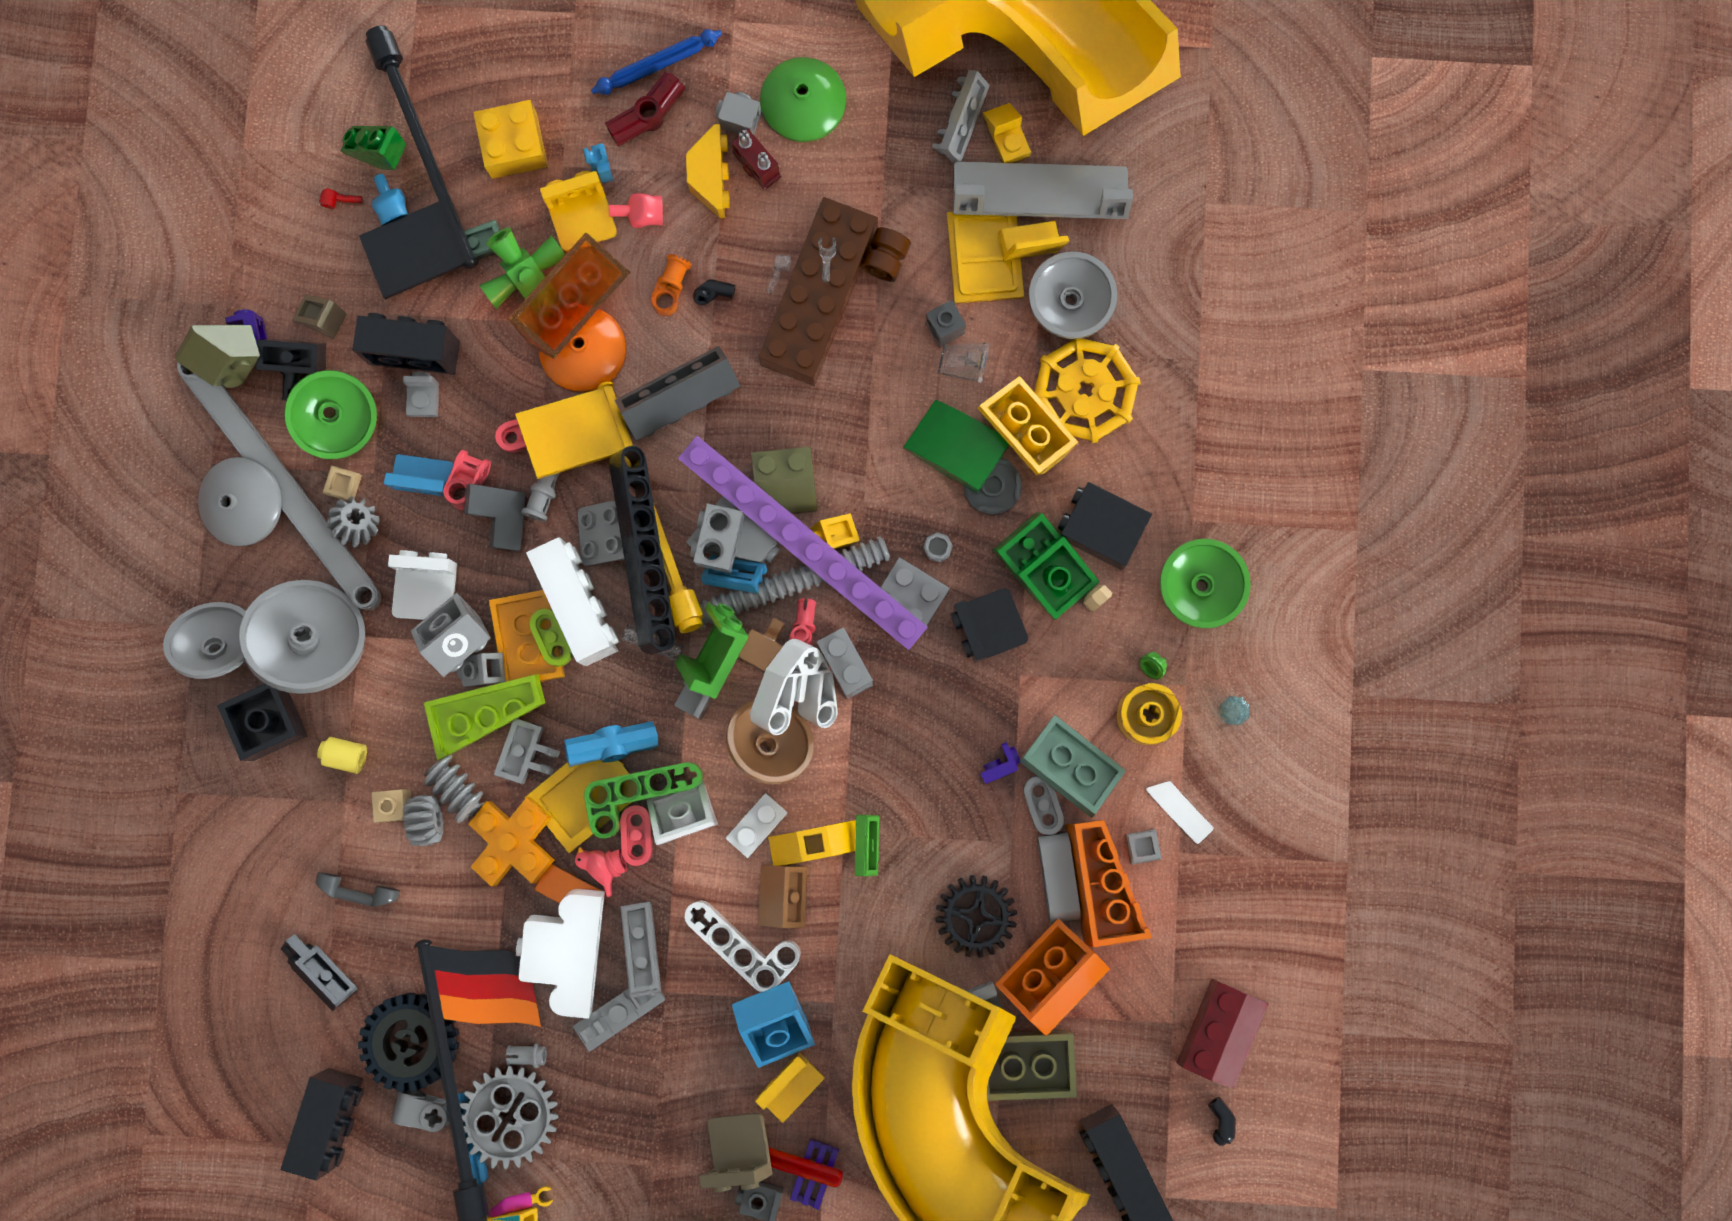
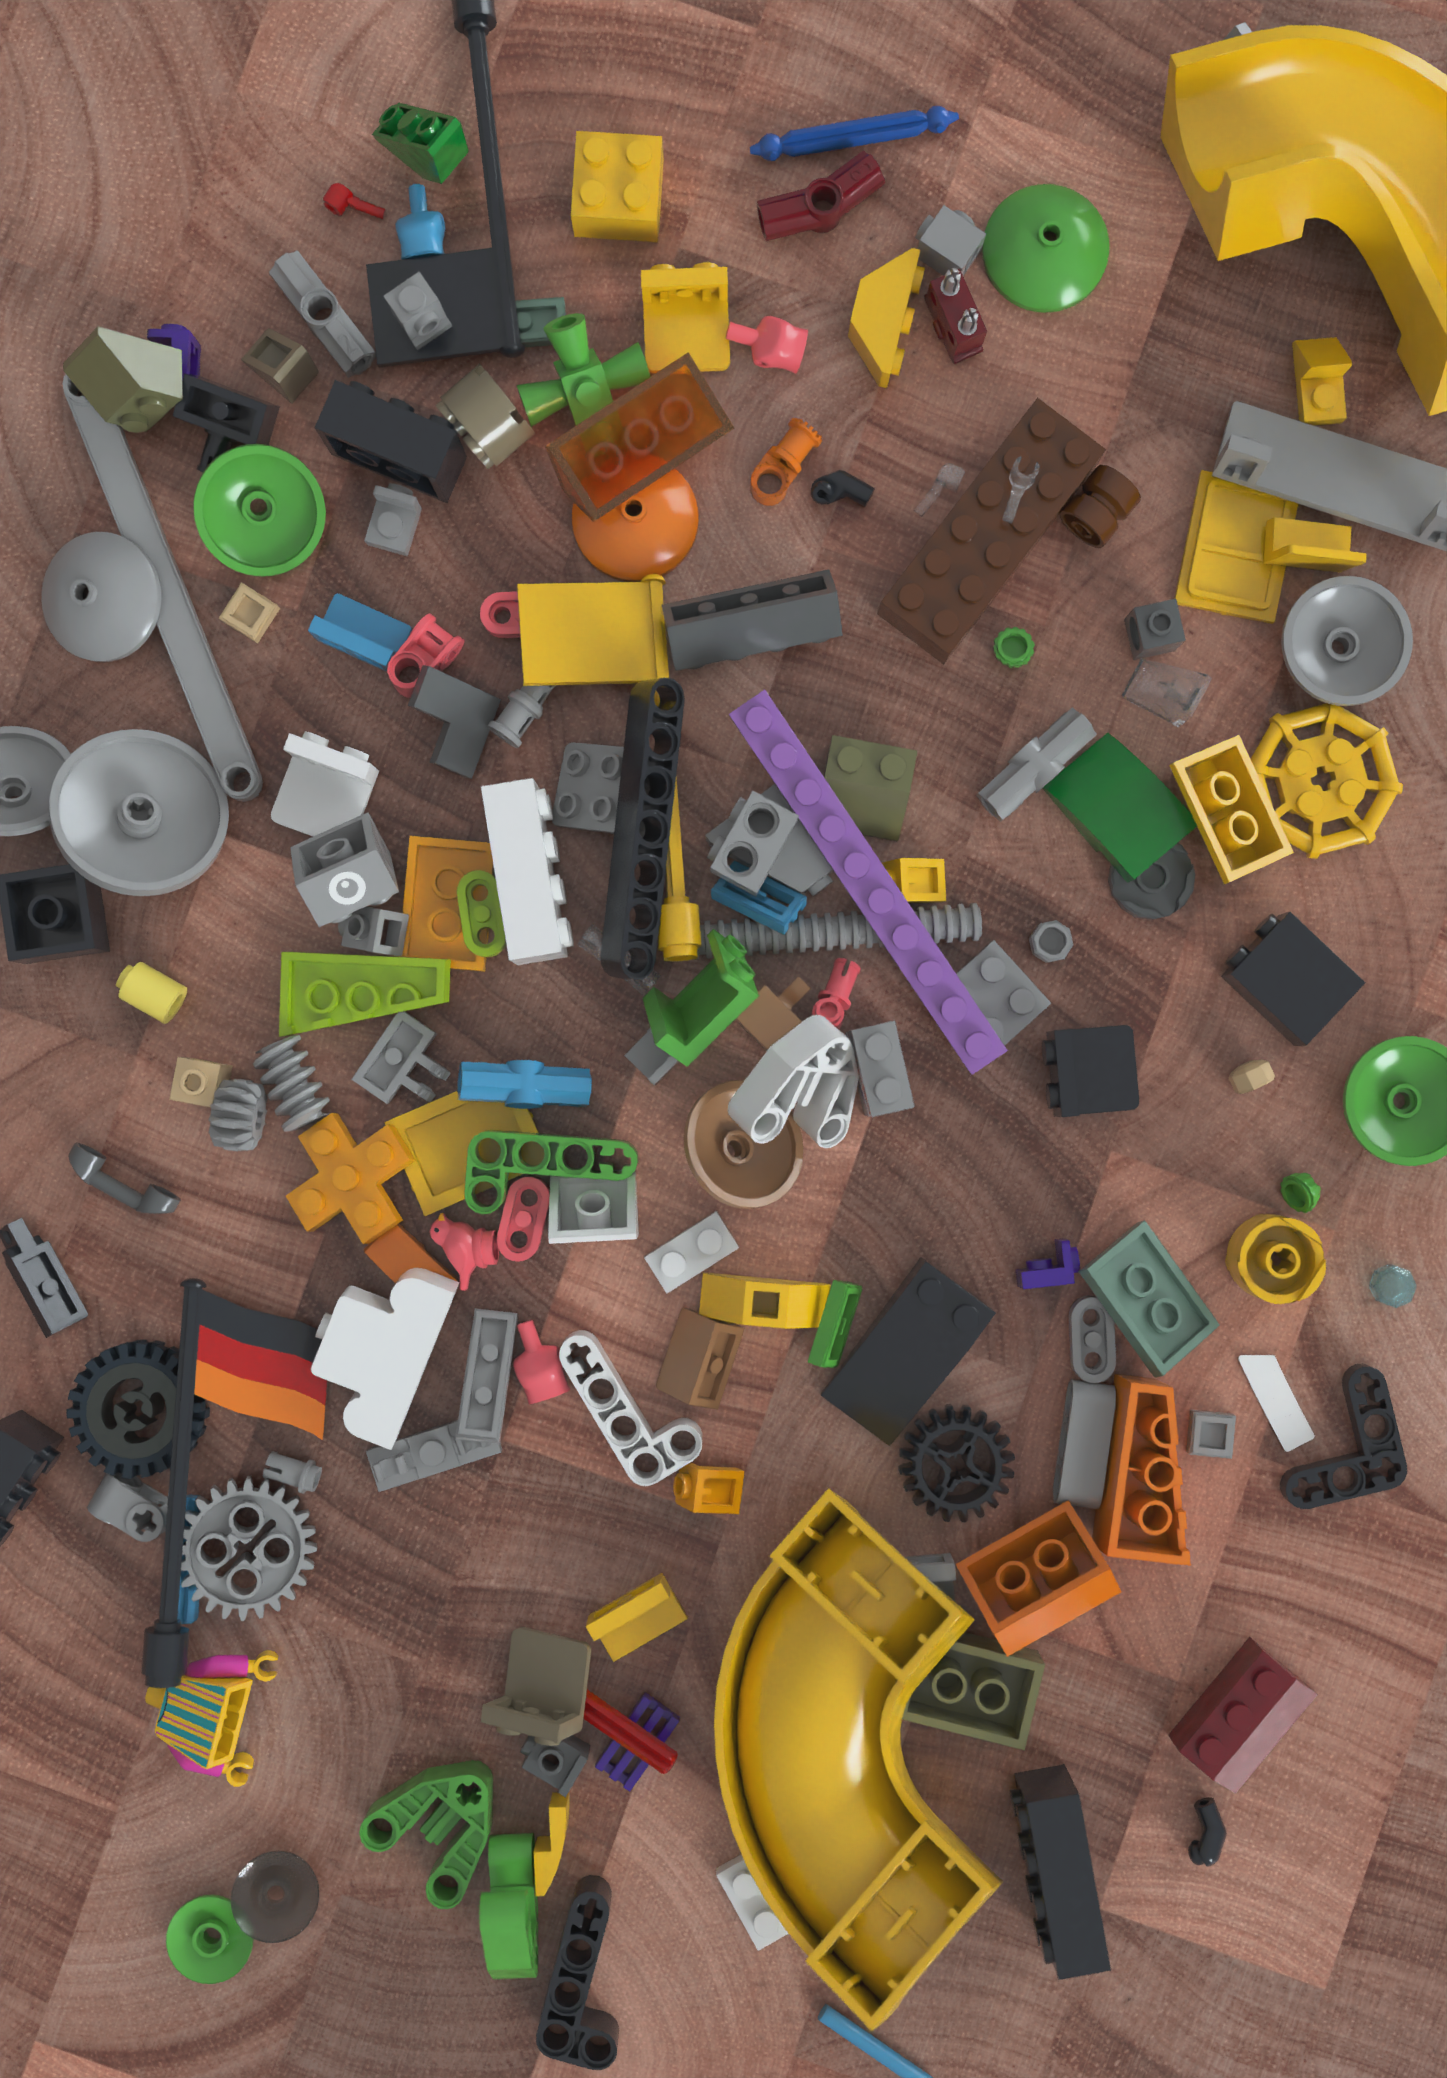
camera: 15 degrees right, 5 degrees up
(327, 265) = (308, 297): none -> light grey piece
(355, 512) = (262, 662): light grey gear -> none
(400, 255) = (418, 310): none -> light grey brick
(465, 311) = (487, 415): none -> dark tan brick
(599, 162) = (733, 255): dark azure plate -> none
(675, 933) = (539, 1367): none -> coral piece
(773, 1024) = (639, 1531): dark azure brick -> none
(814, 982) = (709, 1489): none -> light orange bracket
(856, 361) = (1013, 647): none -> bright green piece
(893, 433) = (1036, 764): none -> light grey piece
(921, 850) = (907, 1351): none -> black slope
(963, 116) = (1265, 337): light grey plate -> none
(1046, 565) = (1193, 1009): green slope -> none
(1252, 825) = (1370, 1449): none -> black beam

